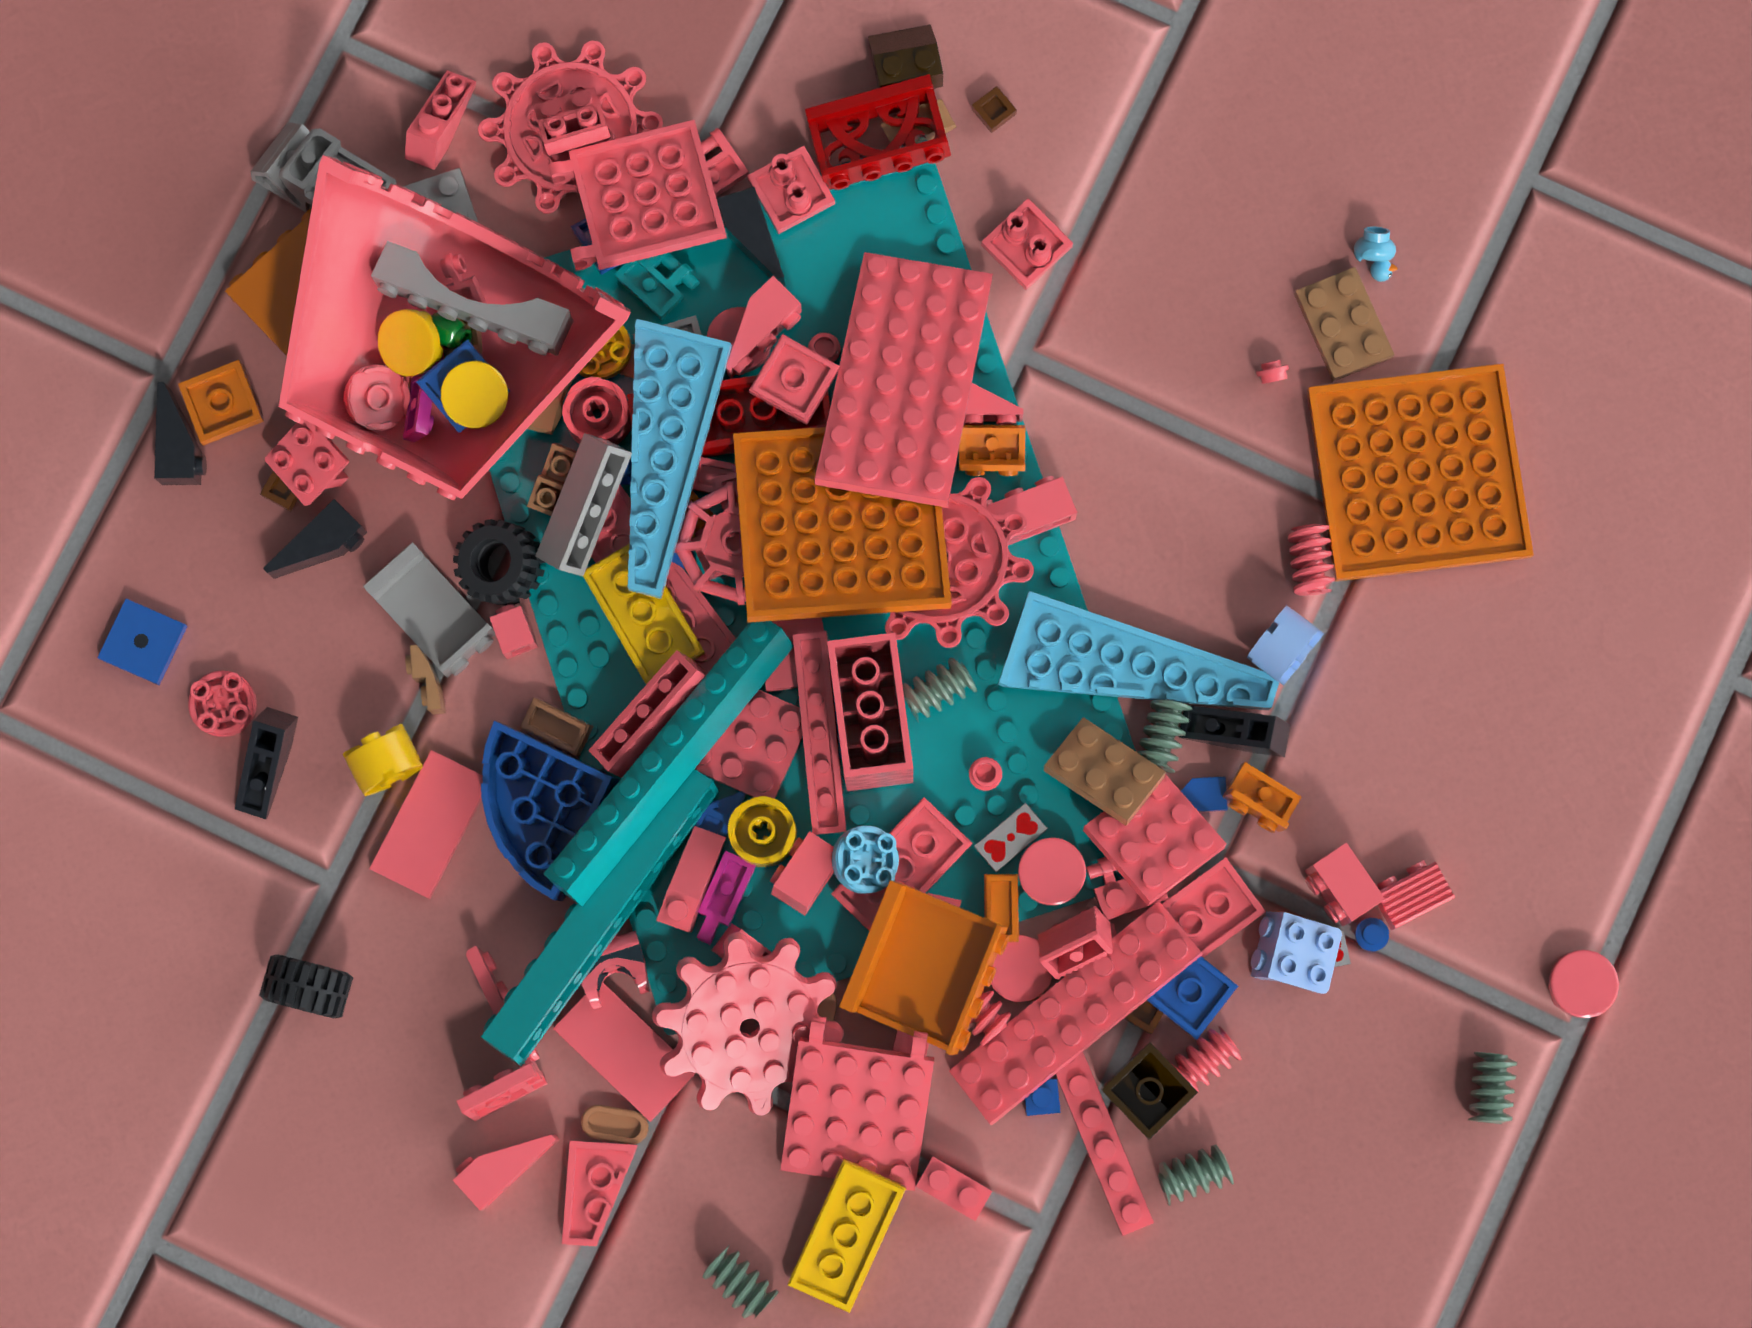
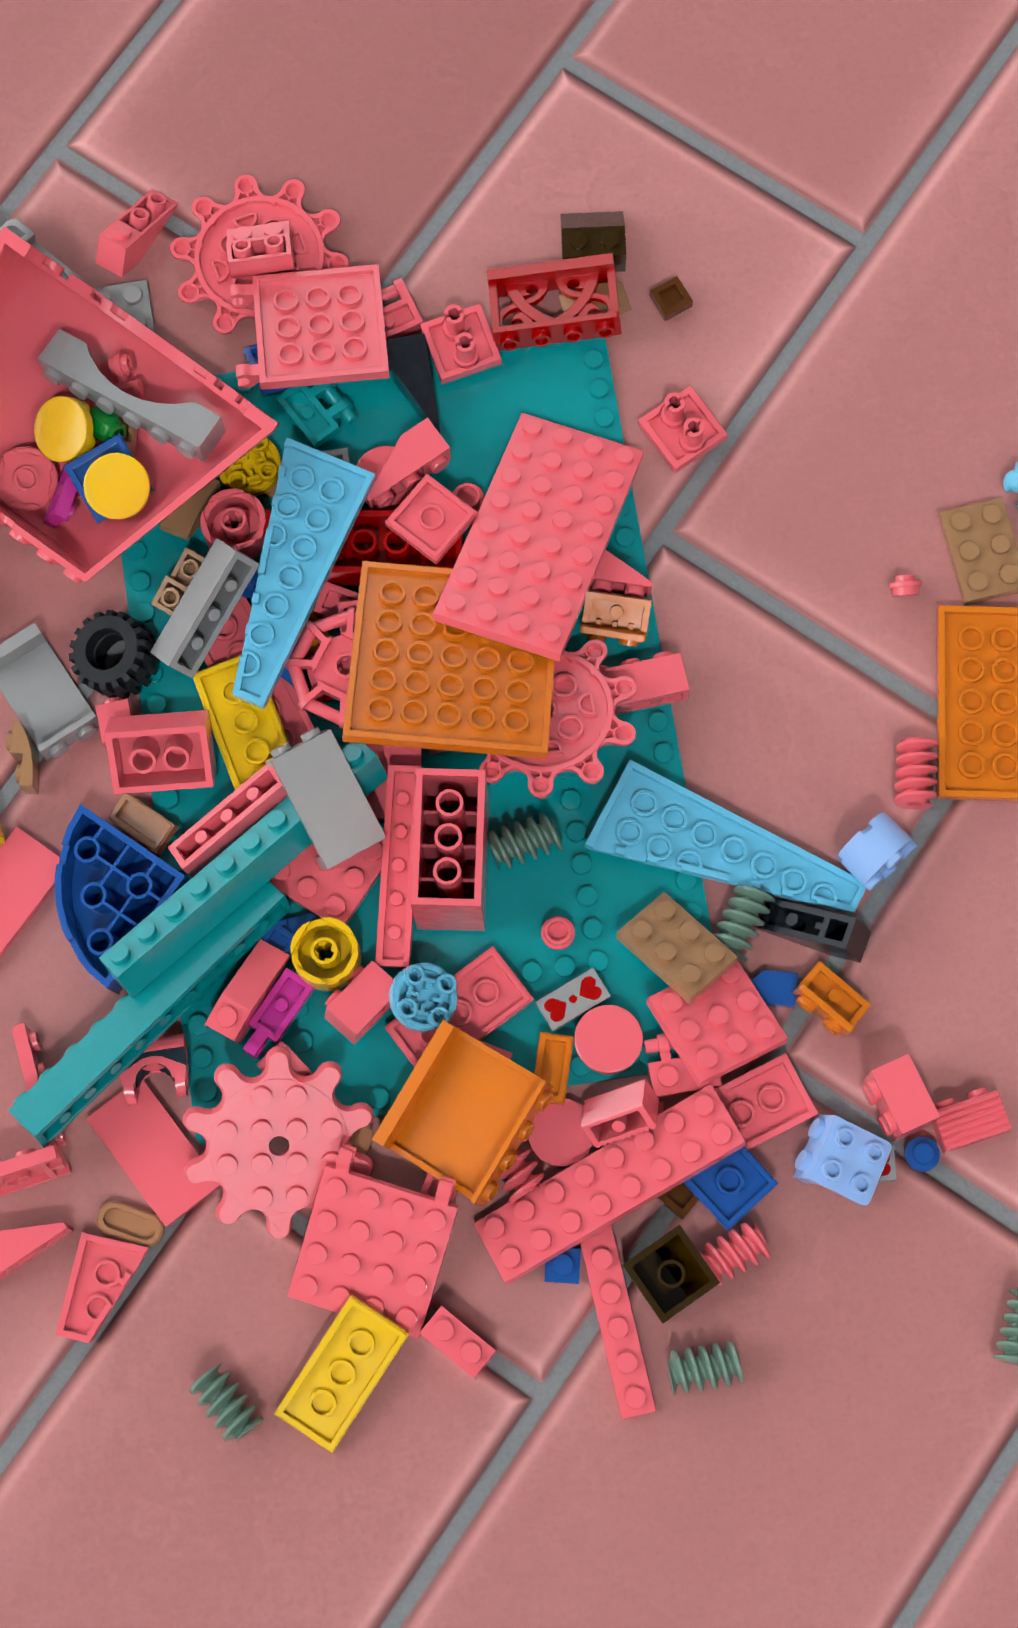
camera: 10 degrees right, 5 degrees down
(564, 655) = (161, 752): none -> coral brick
(738, 678) = (326, 797): none -> light grey panel

